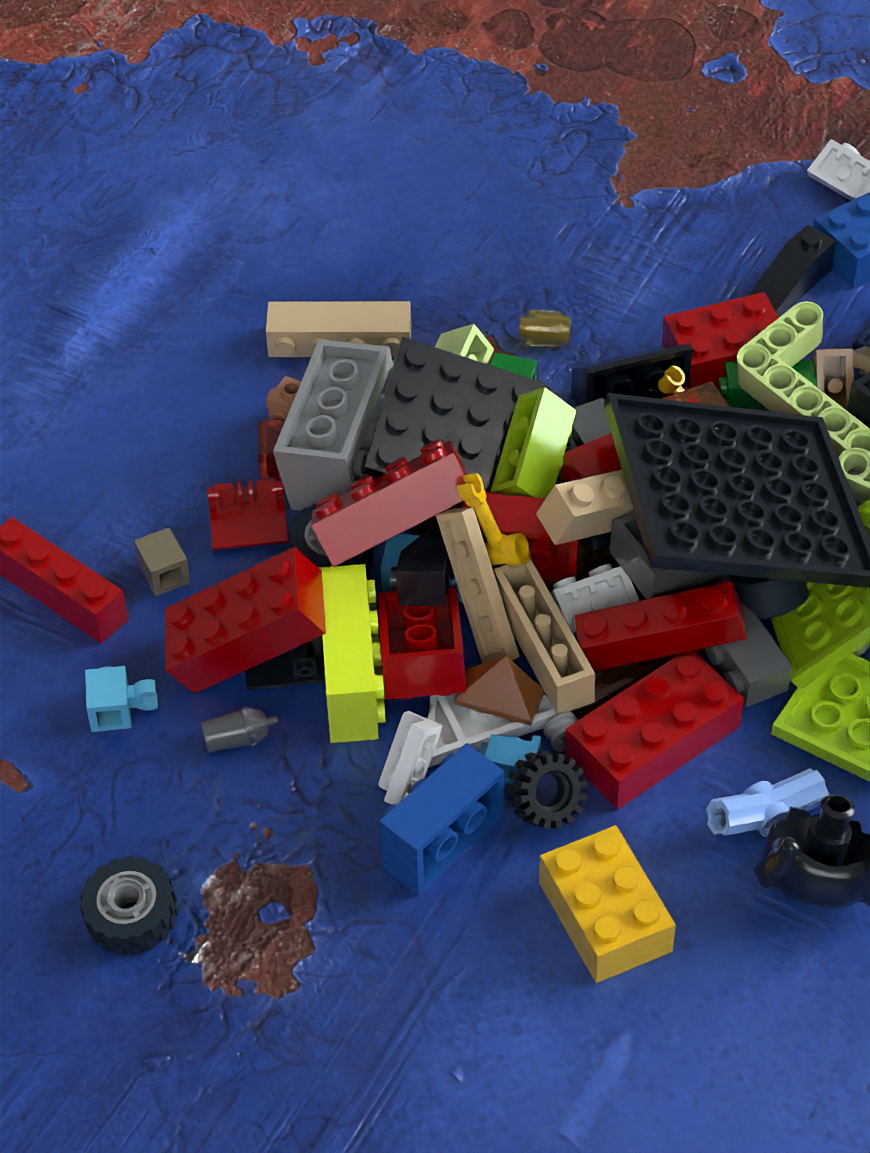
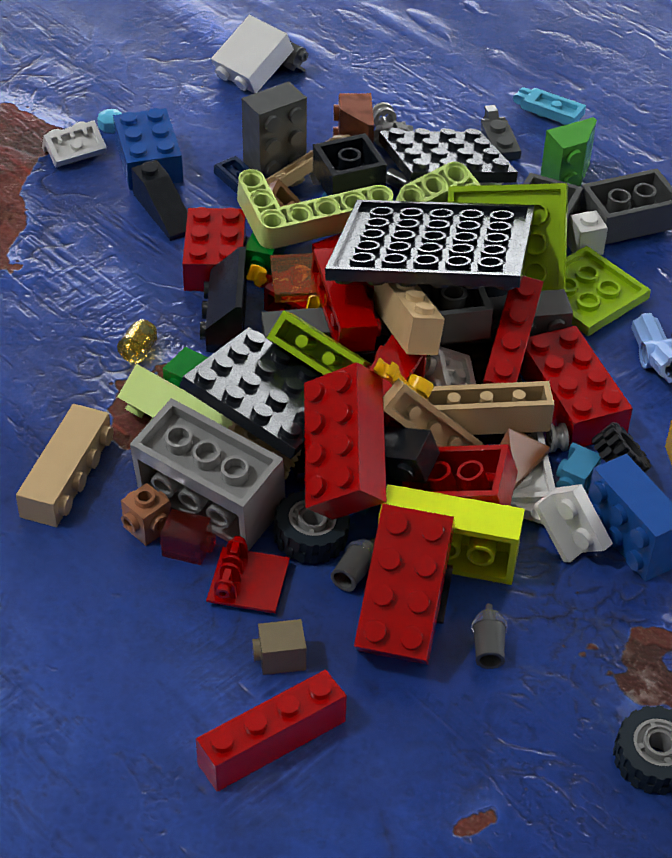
camera: 75 degrees left, 5 degrees down
(111, 698) = (426, 715): medium azure brick -> none

